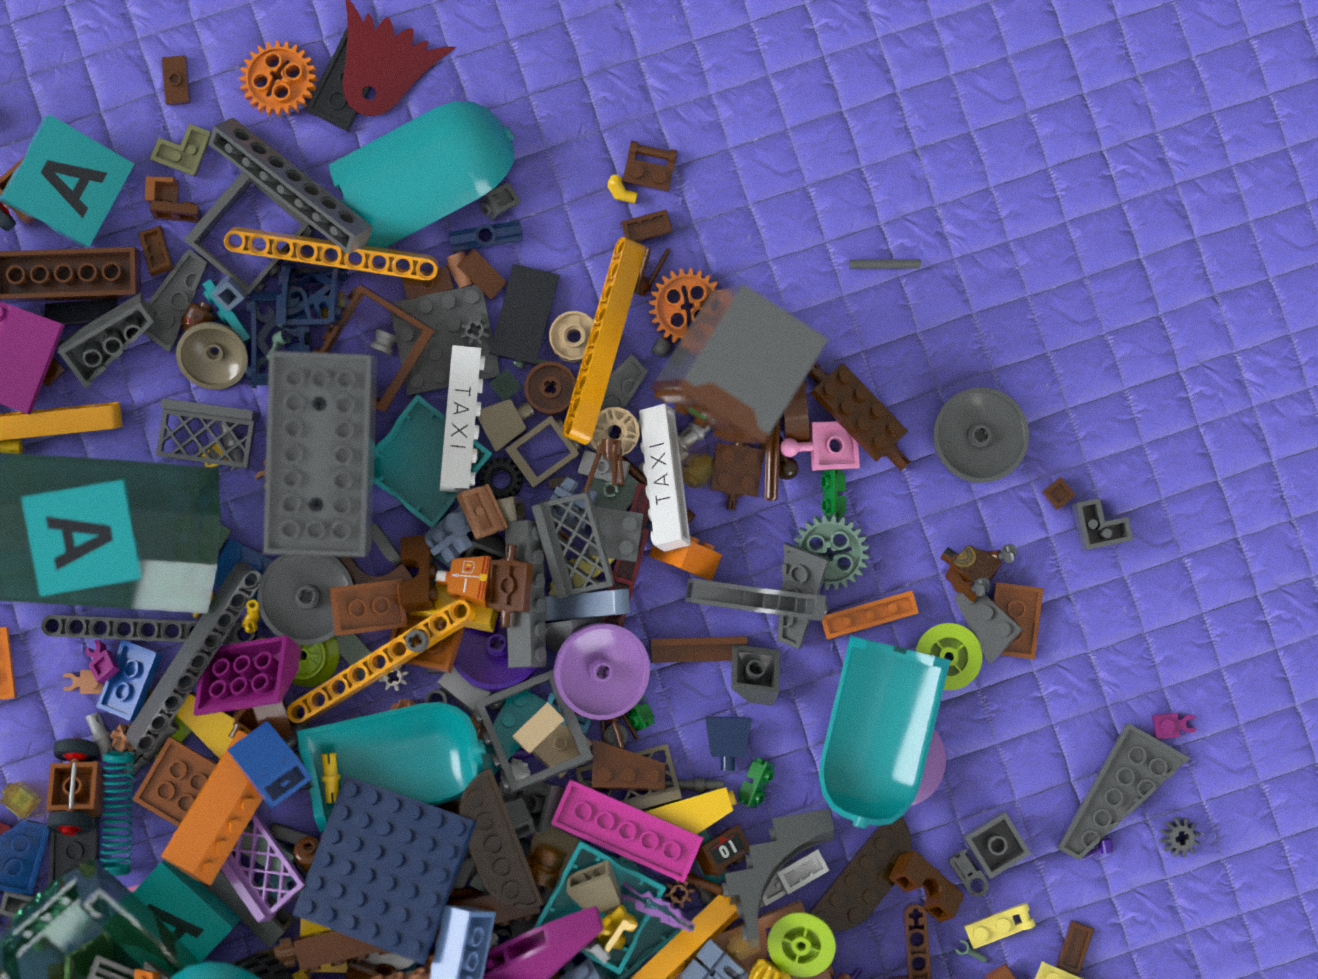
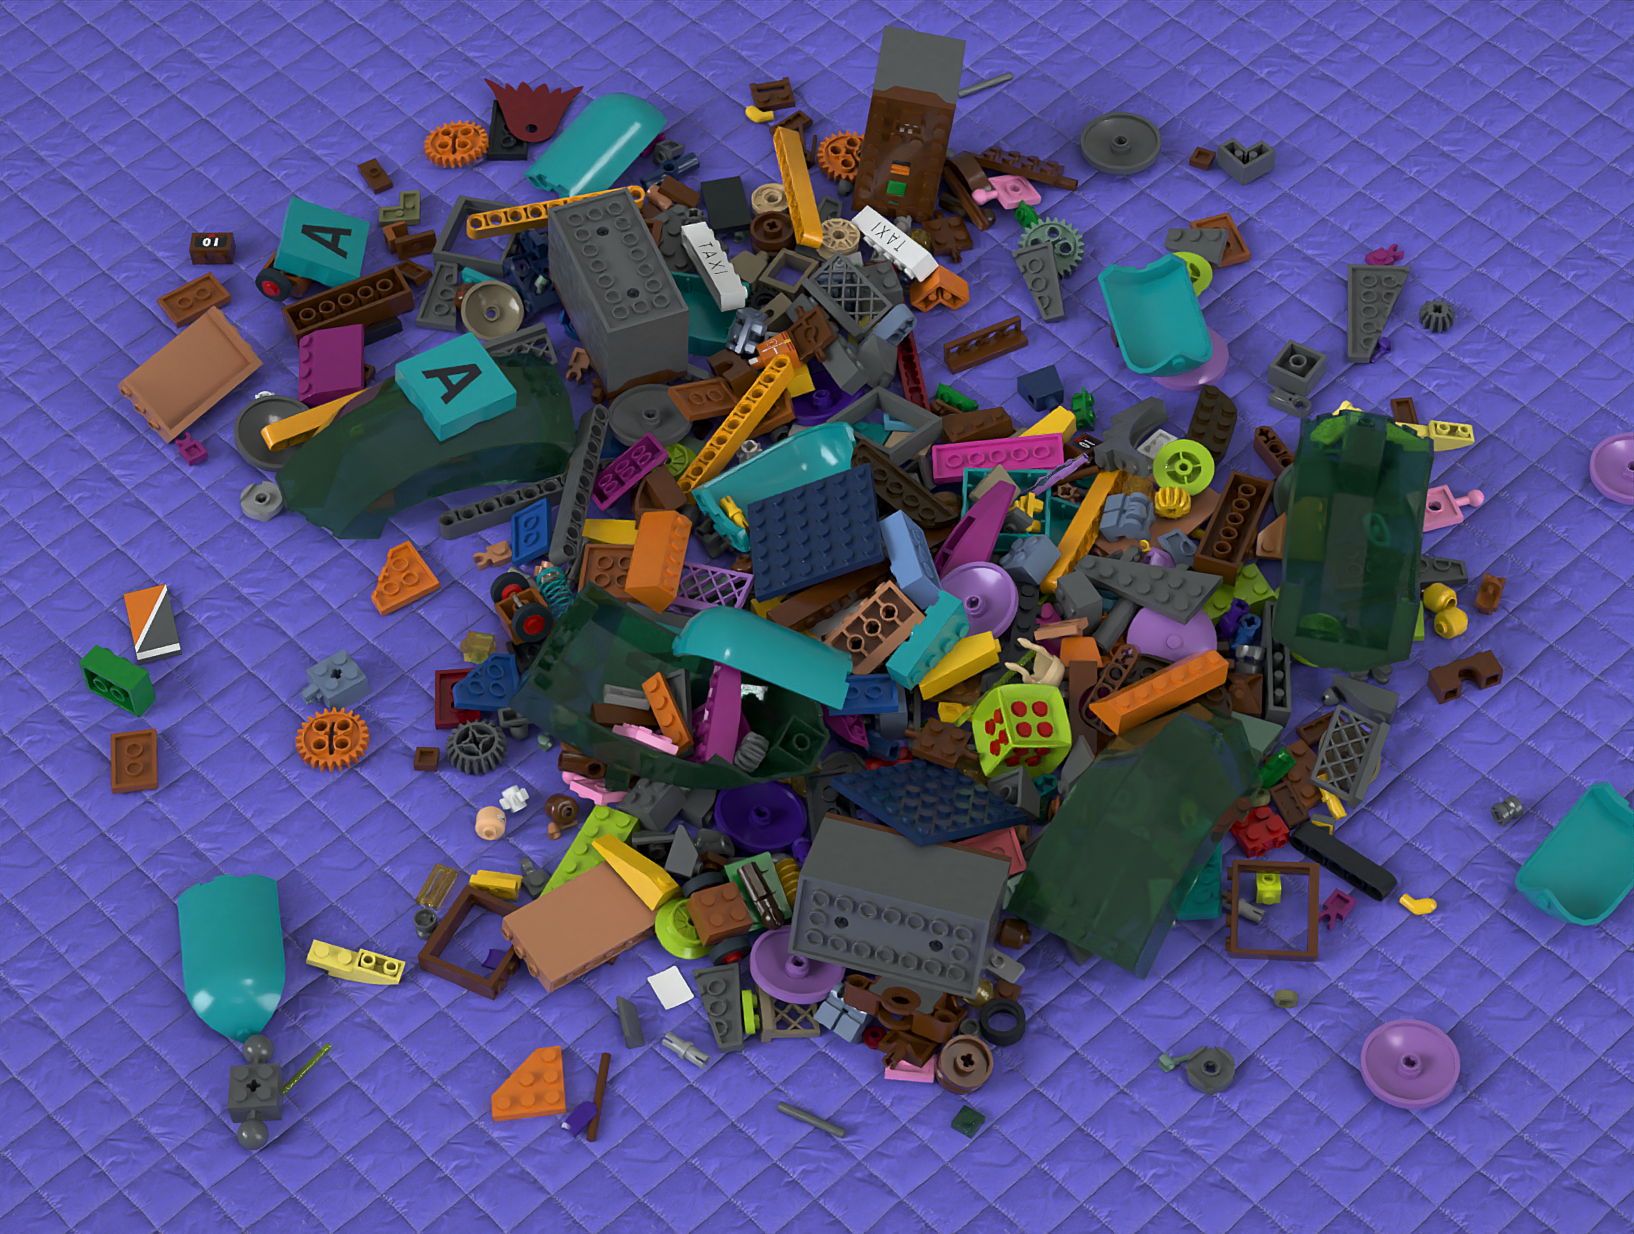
camera: 20 degrees left, 35 degrees down
(103, 663) = (502, 532): magenta plate -> none
(105, 338) = (394, 335): dark grey wedge -> none
(228, 293) = (487, 263): sand blue brick -> none
(251, 617) = (612, 448): yellow arm -> none
(269, 764) = (685, 509): blue slope -> none
(290, 185) = (501, 184): dark grey brick -> none
(414, 634) = (761, 395): dark grey bush -> none
(482, 511) = (762, 304): nougat plate -> none
(505, 385) = (734, 248): plate -> none
(538, 728) = (886, 414): tan tile -> none
(601, 671) = (916, 368): medium lavender dish -> none
(613, 452) = (843, 240): reddish brown plant -> none
(755, 673) = (1043, 340): dark grey slope -> none
(756, 599) = (1018, 287): dark grey arch -> none
(869, 614) = (1090, 288): orange plate -> none
(942, 896) = (1248, 404): reddish brown arch -> none
(975, 568) = (1168, 217): torso -> none

